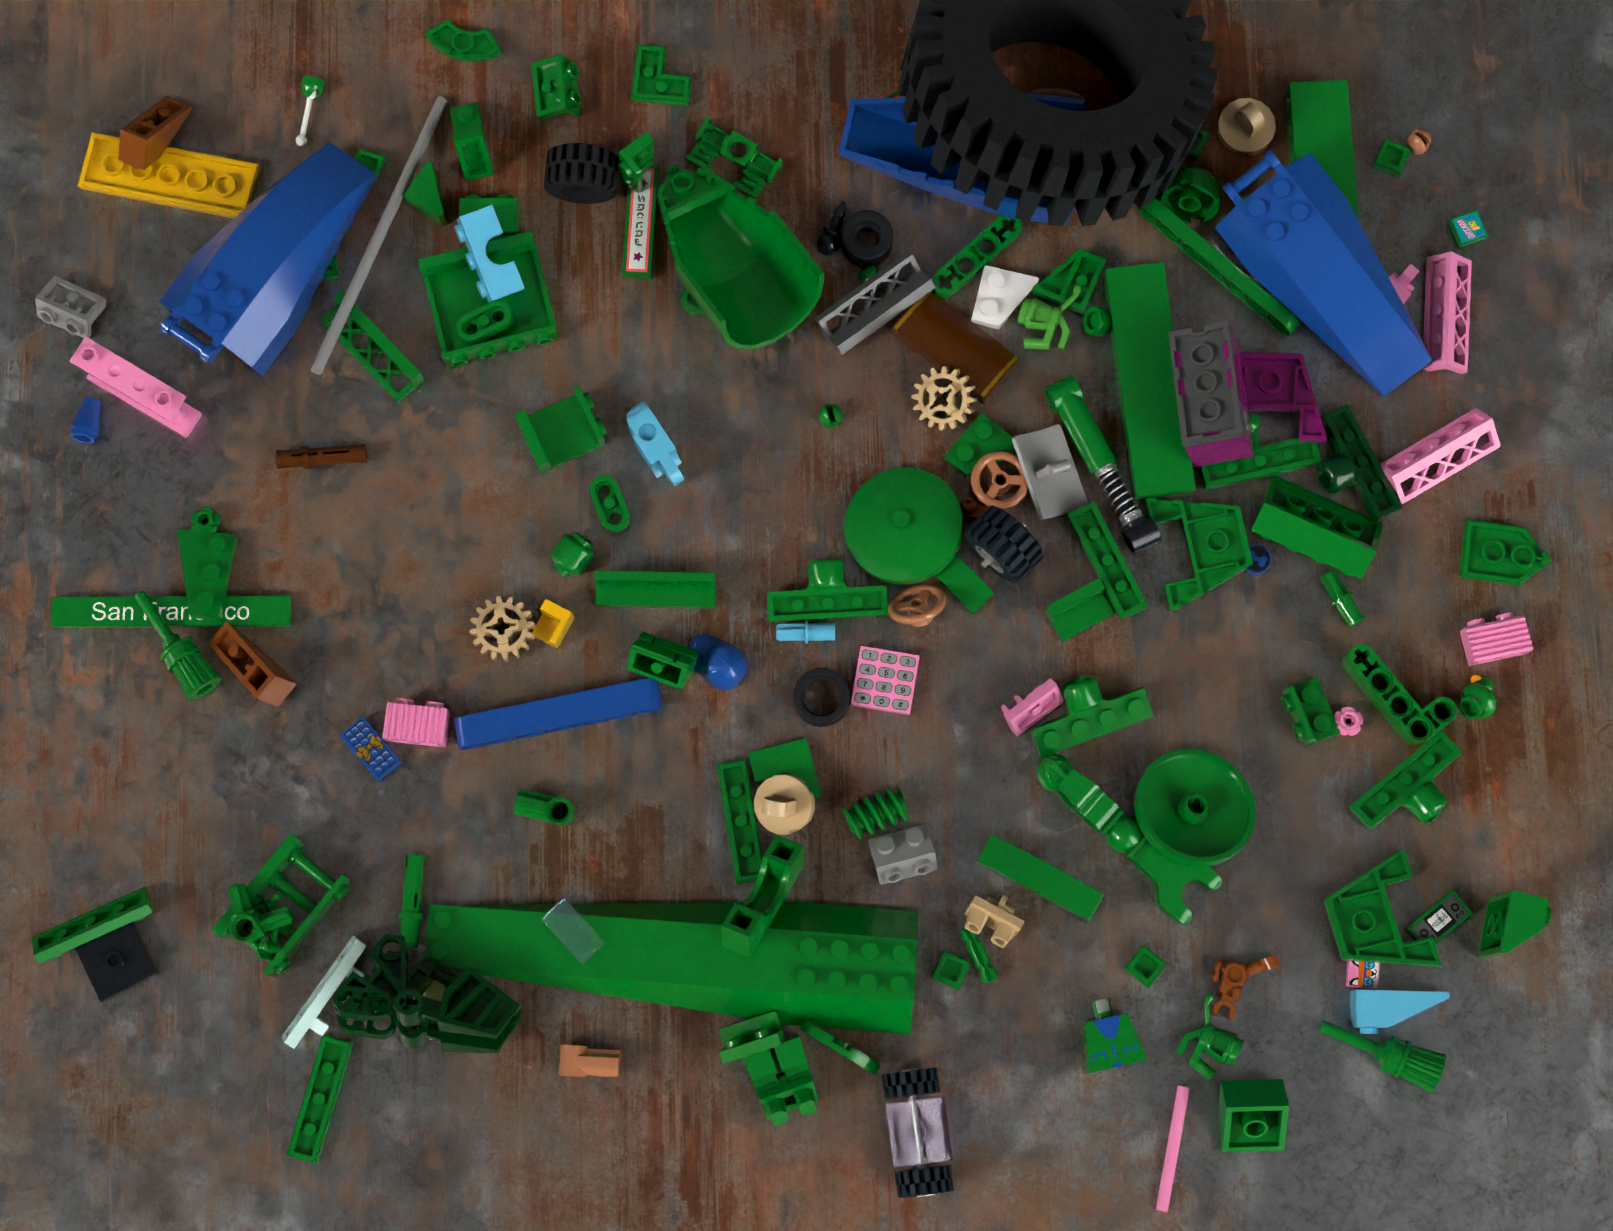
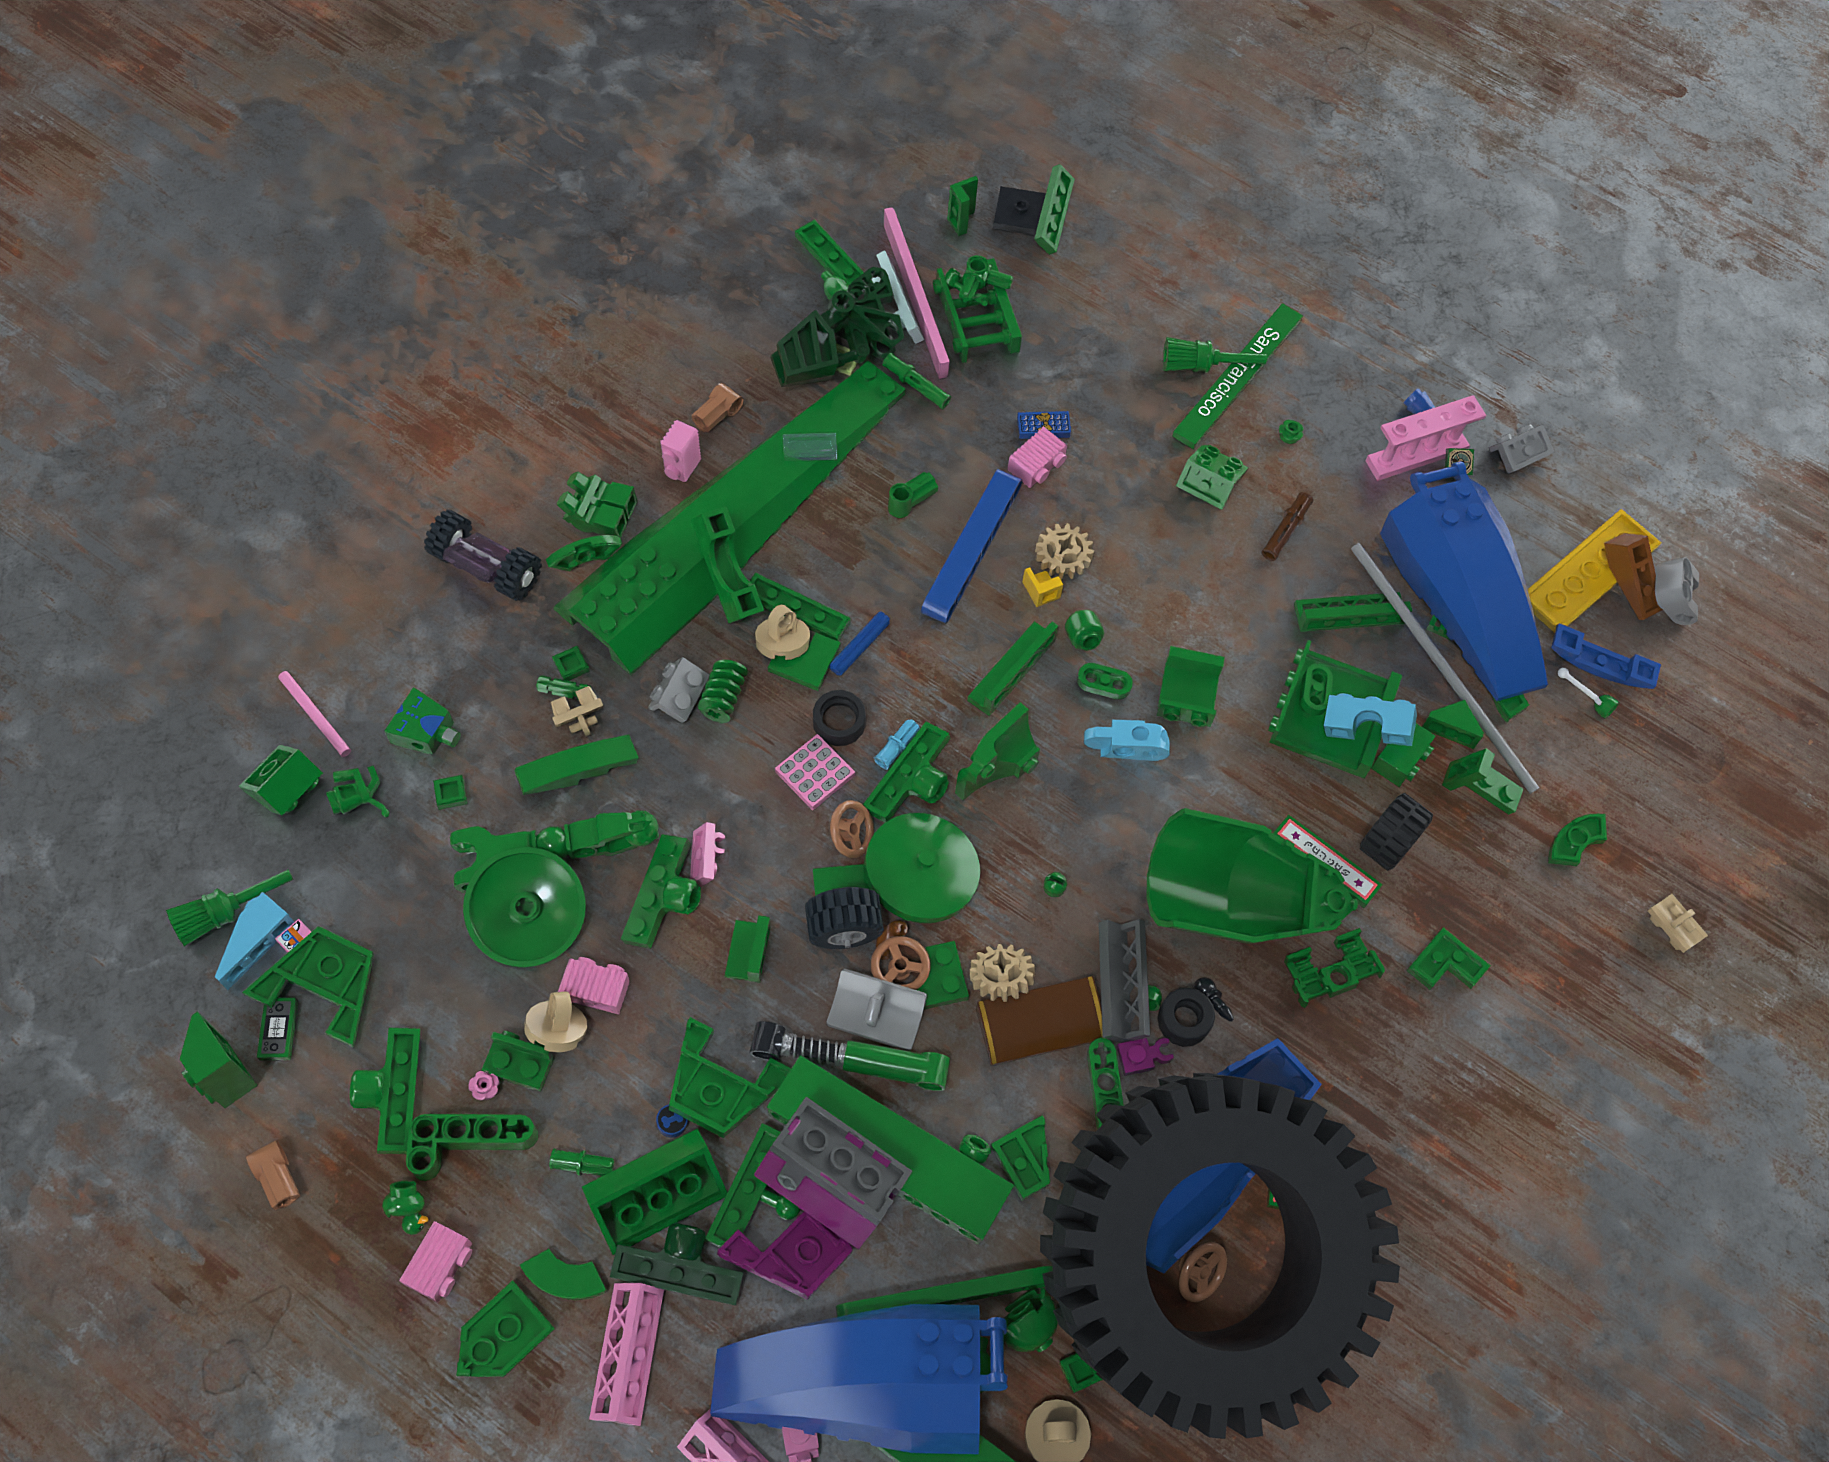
camera: 120 degrees right, 15 degrees down
(131, 349) = (1456, 455): none -> tile
(143, 89) = (1674, 590): none -> light grey piece
(170, 1013) = (962, 204): none -> green panel
(206, 570) = (1252, 407): green wing -> none
(251, 665) = (1156, 390): dark orange slope -> none
(263, 111) = (1603, 662): none -> blue slope
(303, 983) = (916, 293): none -> bright pink tile
(312, 556) = (1211, 475): none -> green bracket
(358, 1062) = (833, 284): none -> green plant
(556, 87) = (1489, 877): green bracket -> none
(635, 161) = (1381, 874): green bracket -> none
(662, 660) = (955, 630): green brick -> none
(672, 1045) = (680, 451): none -> bright pink brick
(719, 662) = (925, 673): blue piece -> none
(734, 737) = (859, 643): none -> blue axle
(751, 1036) = (640, 503): green bracket -> none
(787, 533) = (1002, 753): none -> green slope
(925, 252) = (1138, 1056): none -> magenta plate
(1000, 295) = (1058, 1090): white wing -> none
(1042, 316) = (1012, 1107): bright green piece -> none
(1107, 560) = (769, 999): green plate -> none
(1208, 702) = (595, 985): none -> bright pink brick
(1234, 977) = (383, 847): dark orange piece -> none
(1263, 701) = (556, 1023): none -> tan tile
(1429, 543) = (563, 1279): none -> green tile
(1536, 823) = (271, 1169): none -> nougat piece

